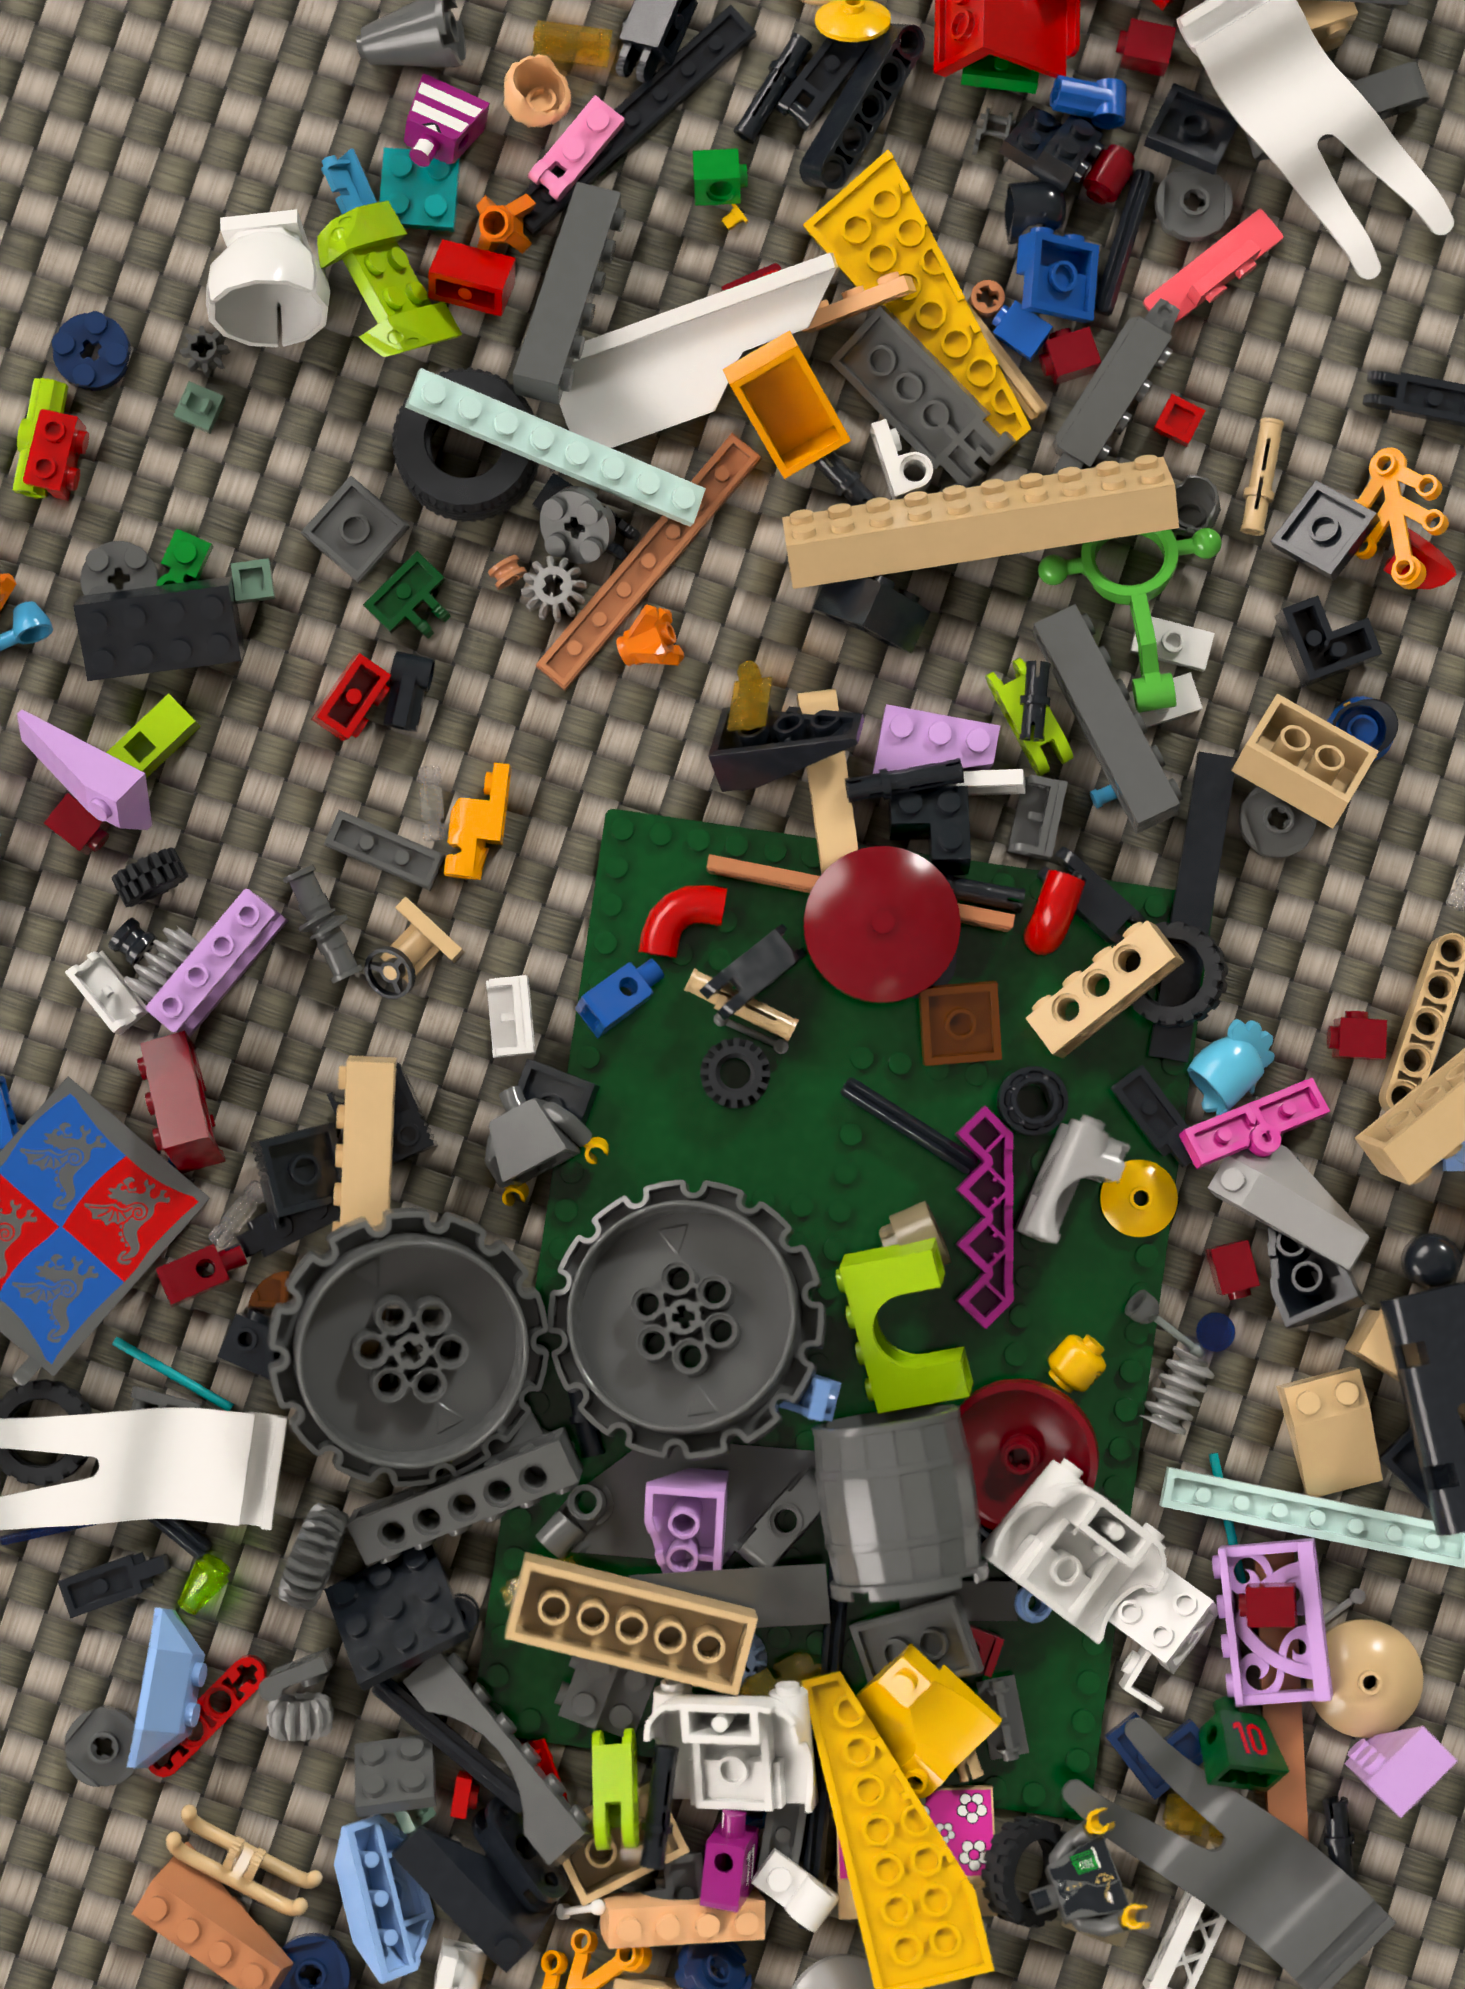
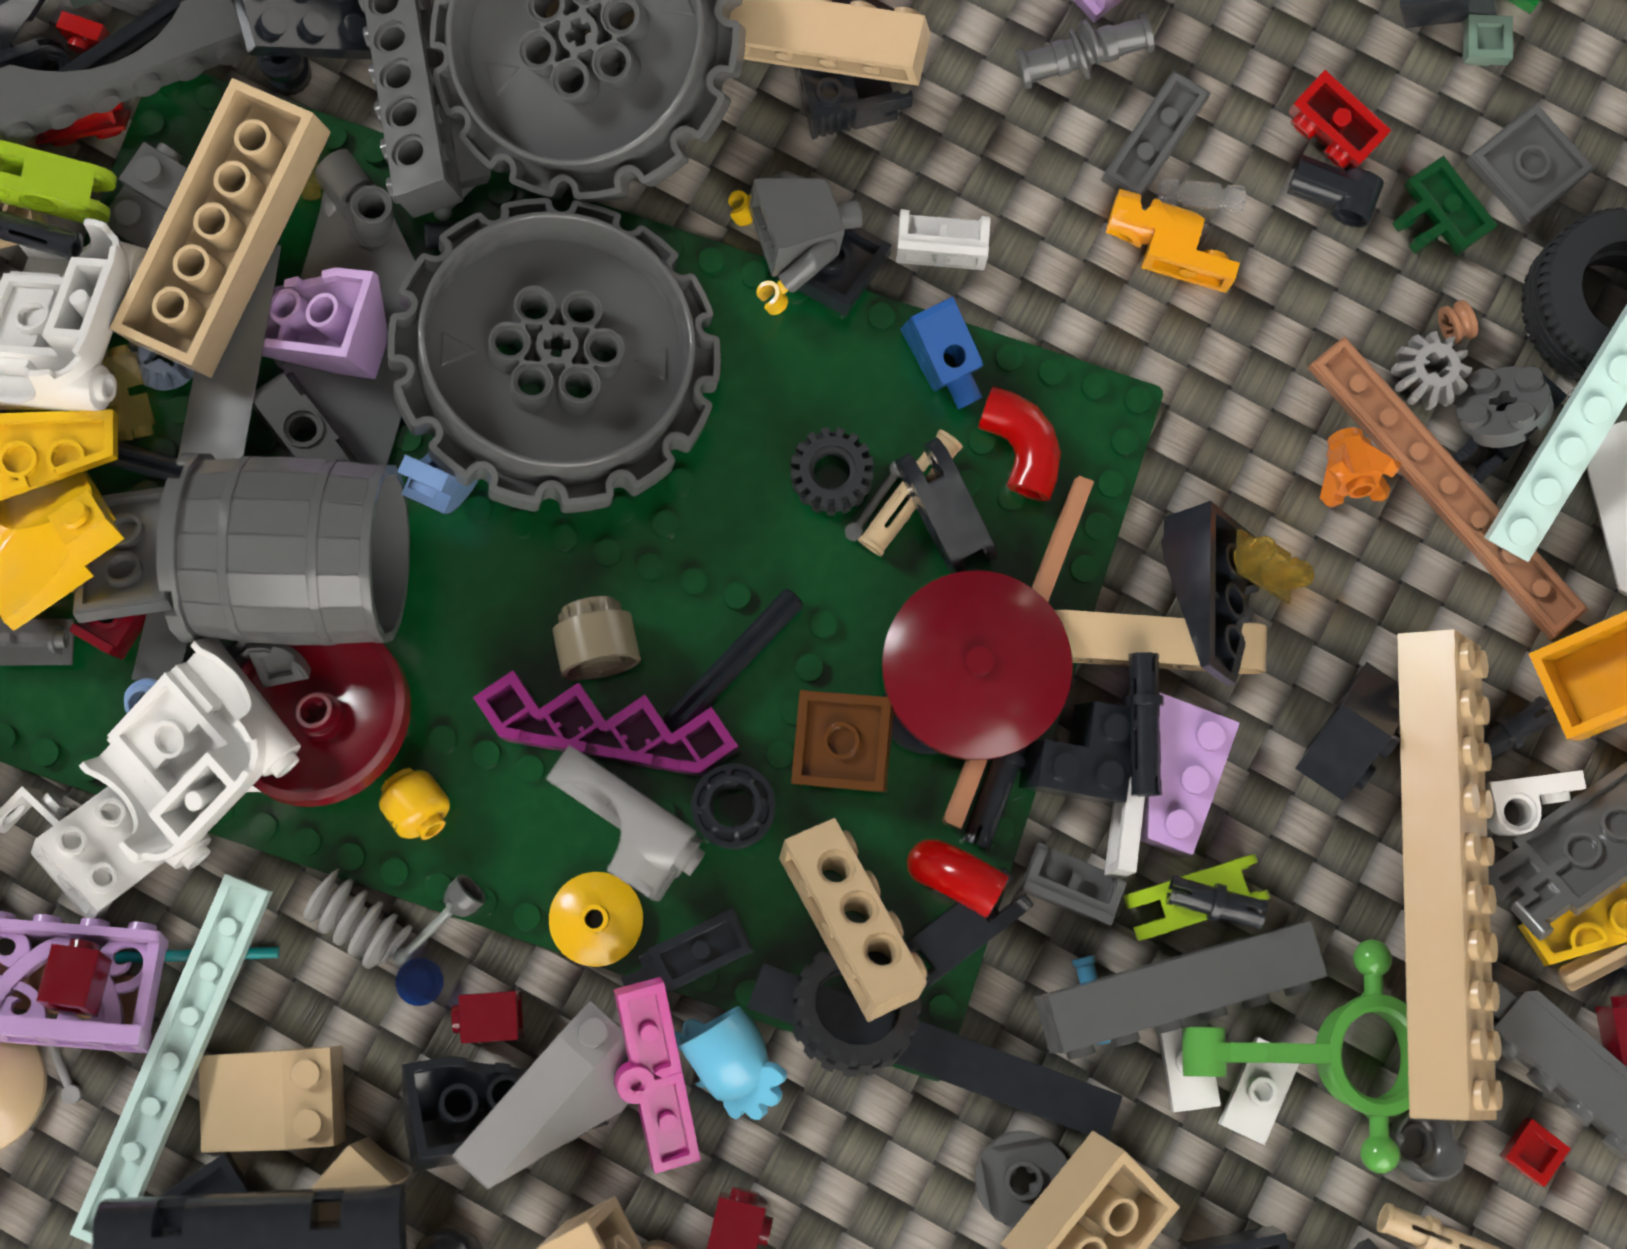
camera: 100 degrees right, 5 degrees down
(409, 952) = (1036, 145): tan piece -> none
(895, 1376) = (444, 584): lime arch -> none
(989, 1494) = (277, 663): none -> dark grey tile

